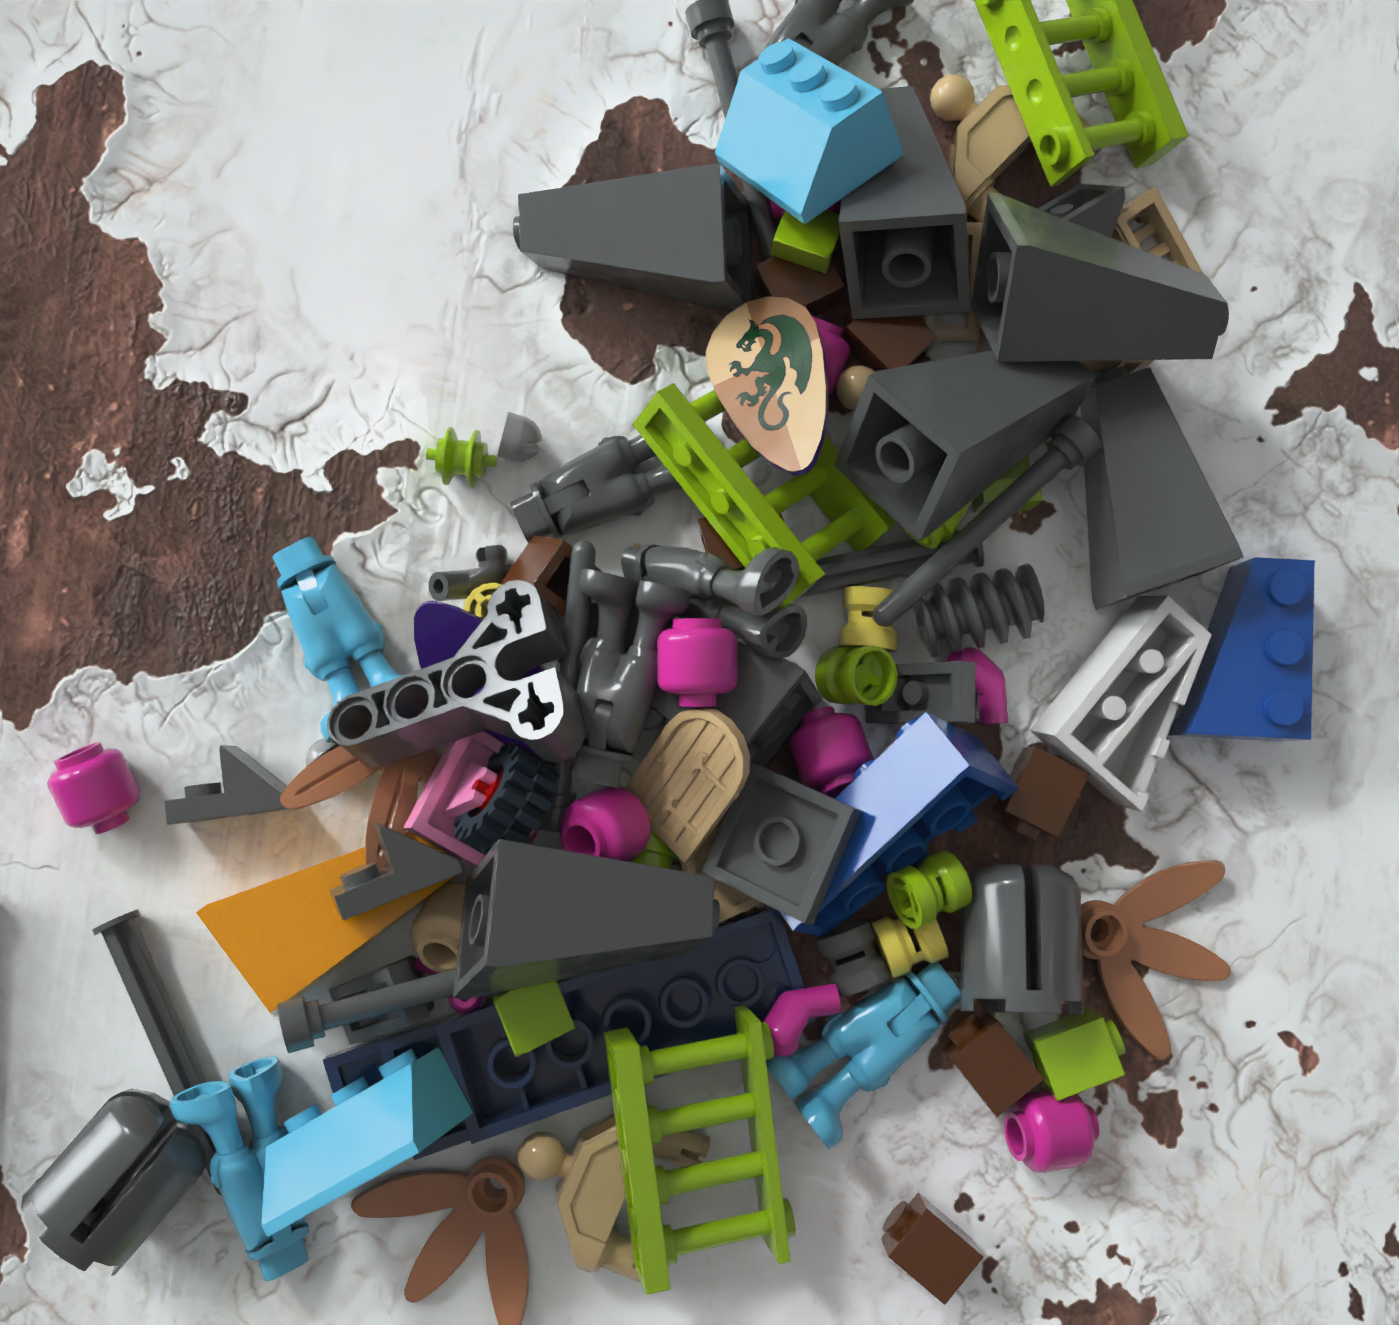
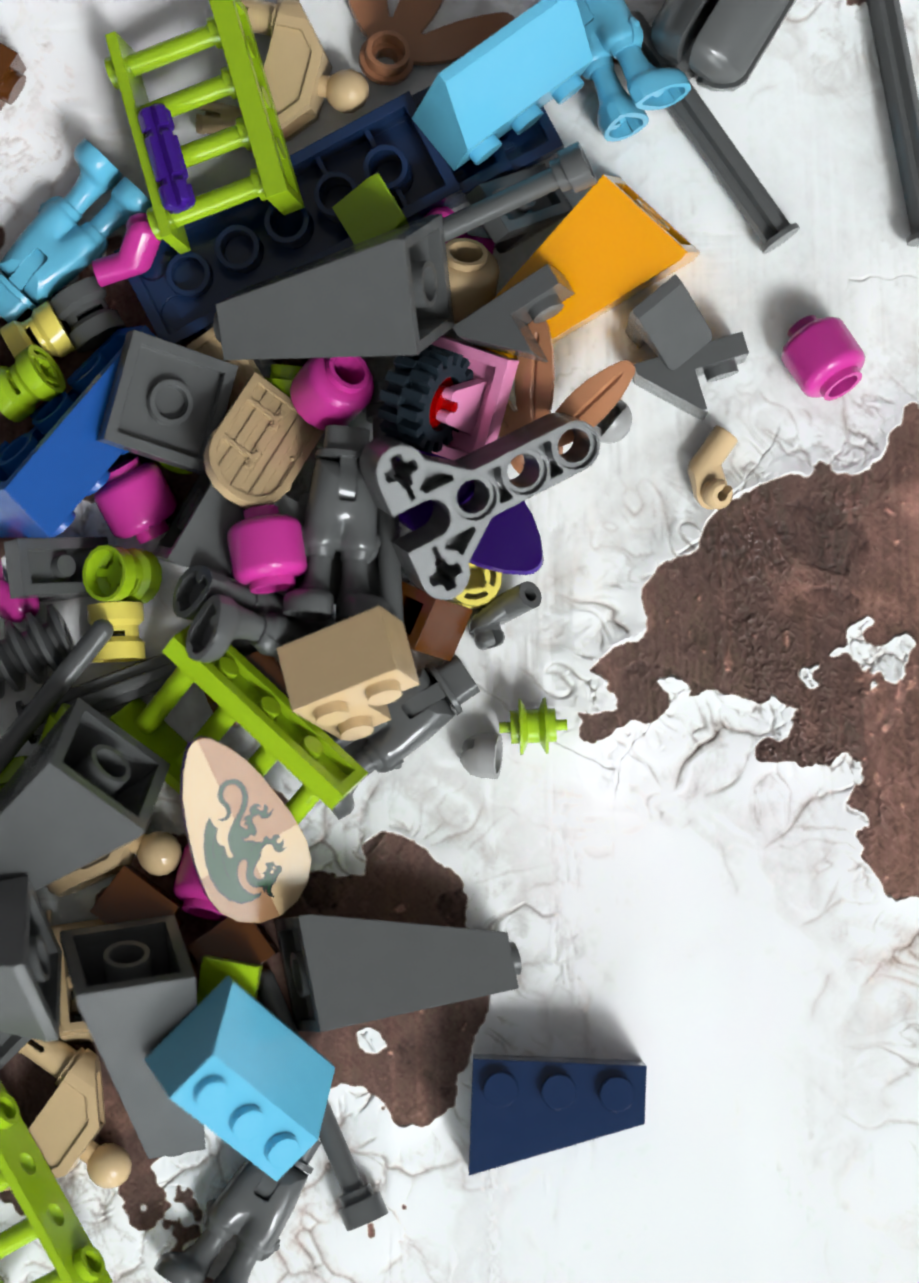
camera: 175 degrees right, 0 degrees up
(240, 844) = (669, 324): none -> dark grey slope
(241, 690) = (706, 470): none -> tan arm
(330, 622) = (625, 544): medium azure piece -> none
(508, 84) = (549, 1104): none -> dark blue wedge
(631, 520) = (349, 673): none -> tan brick
(742, 1109) = (166, 158): none -> dark purple axle

